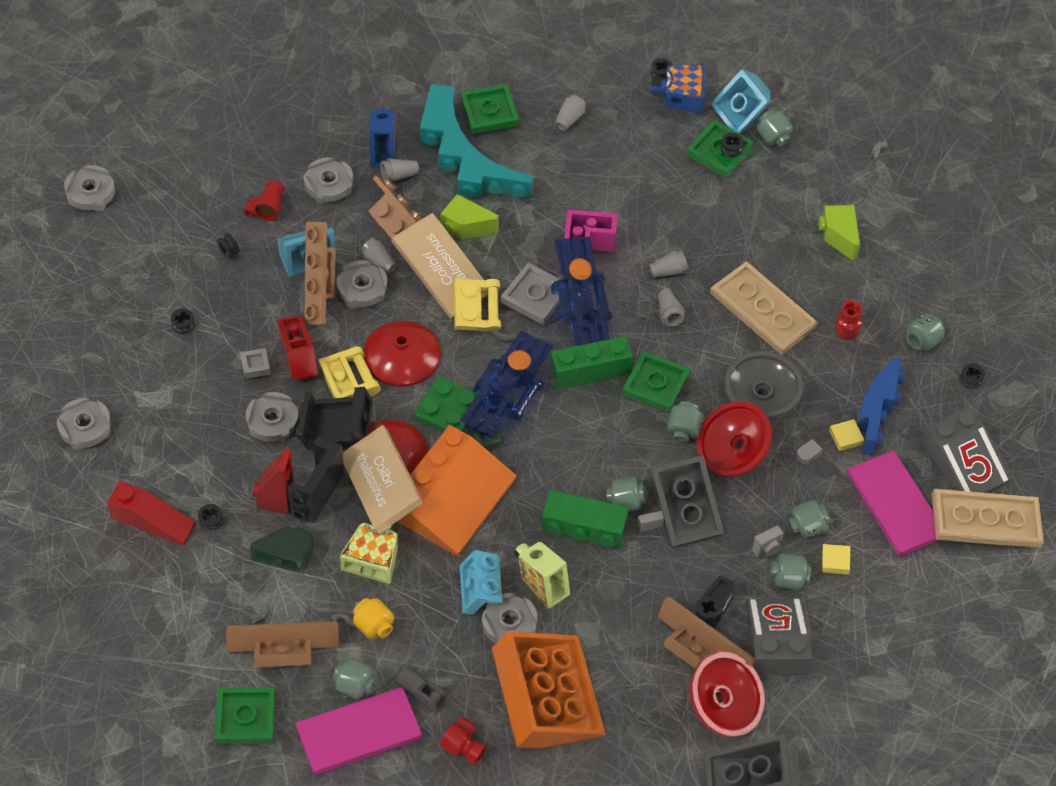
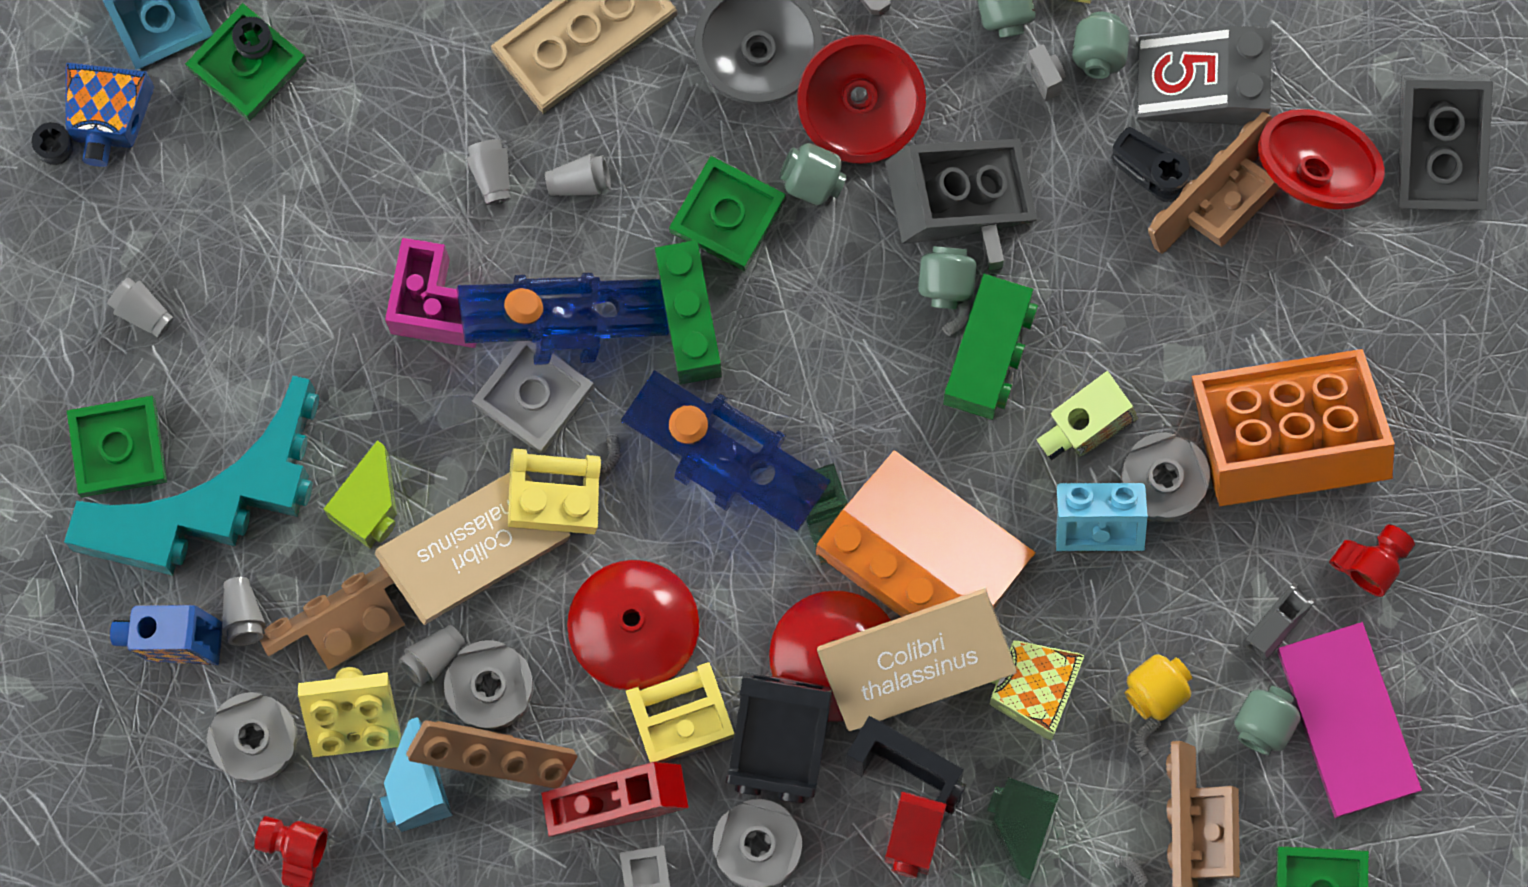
camera: 80 degrees left, 20 degrees up
(342, 212) = (346, 706): none -> light yellow plate
(444, 405) = (751, 553): green plate -> none

